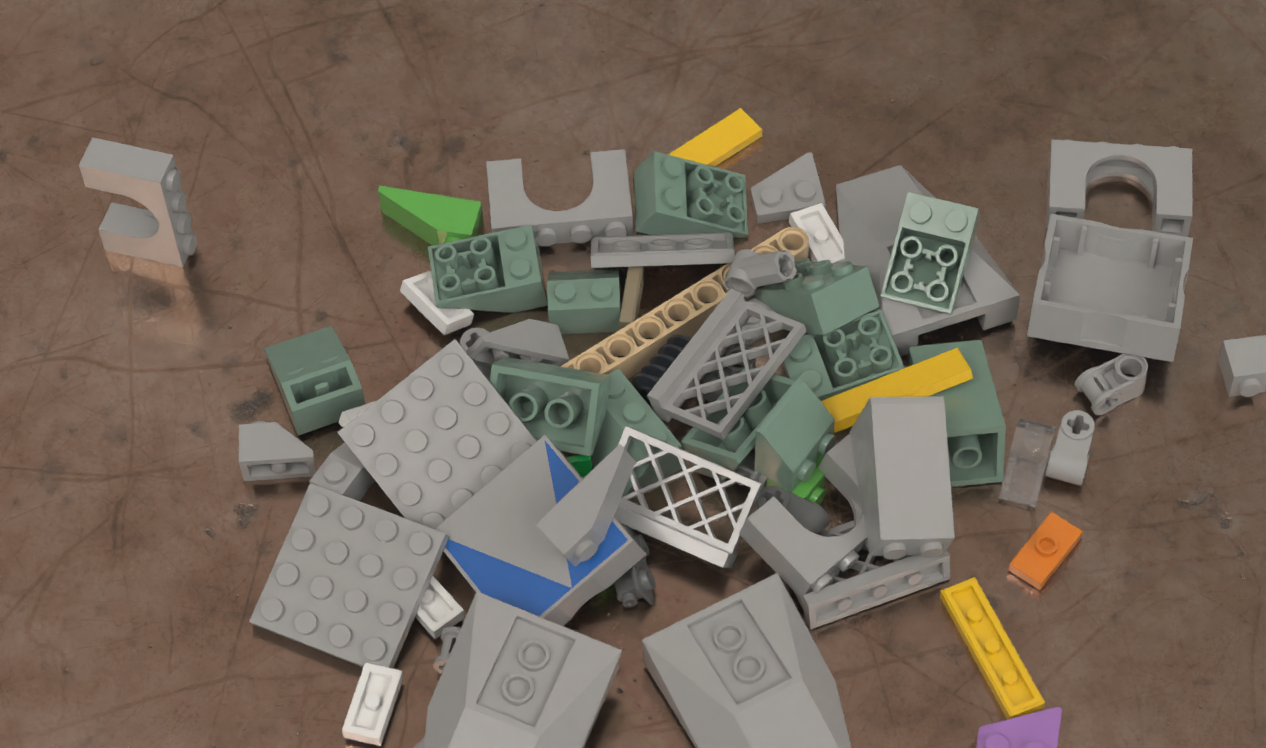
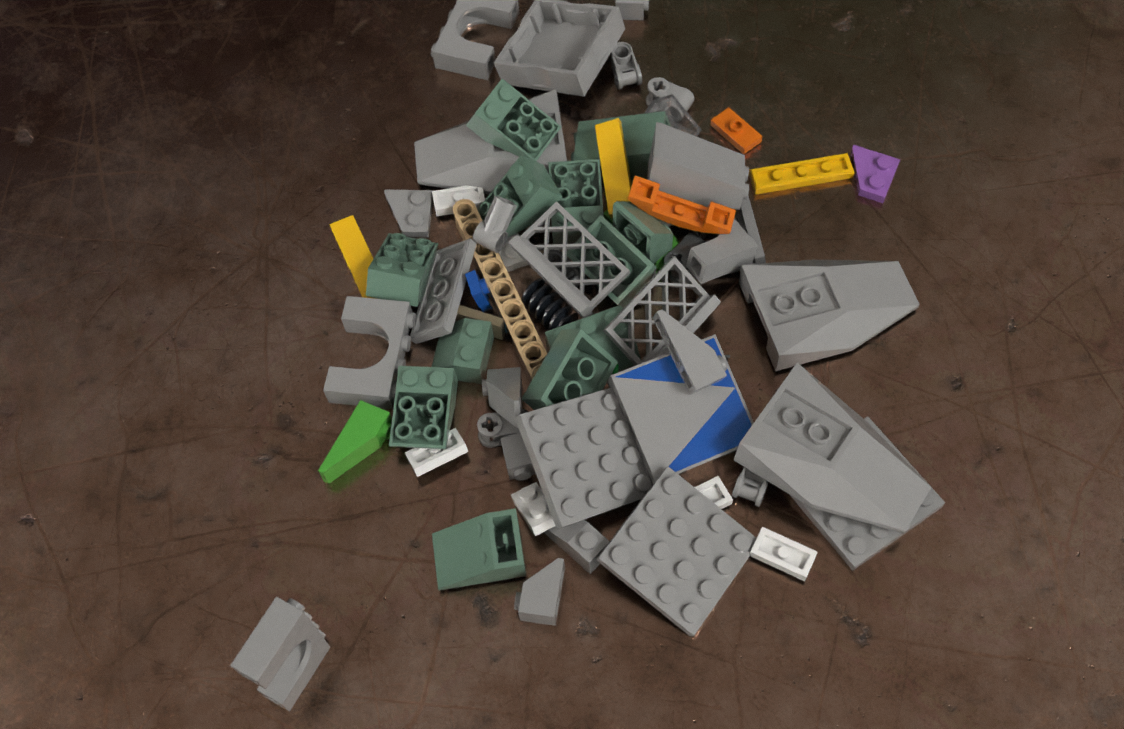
camera: 75 degrees left, 5 degrees up
(665, 281) = (479, 290): none -> blue plate
(833, 468) = (678, 211): none -> orange slope

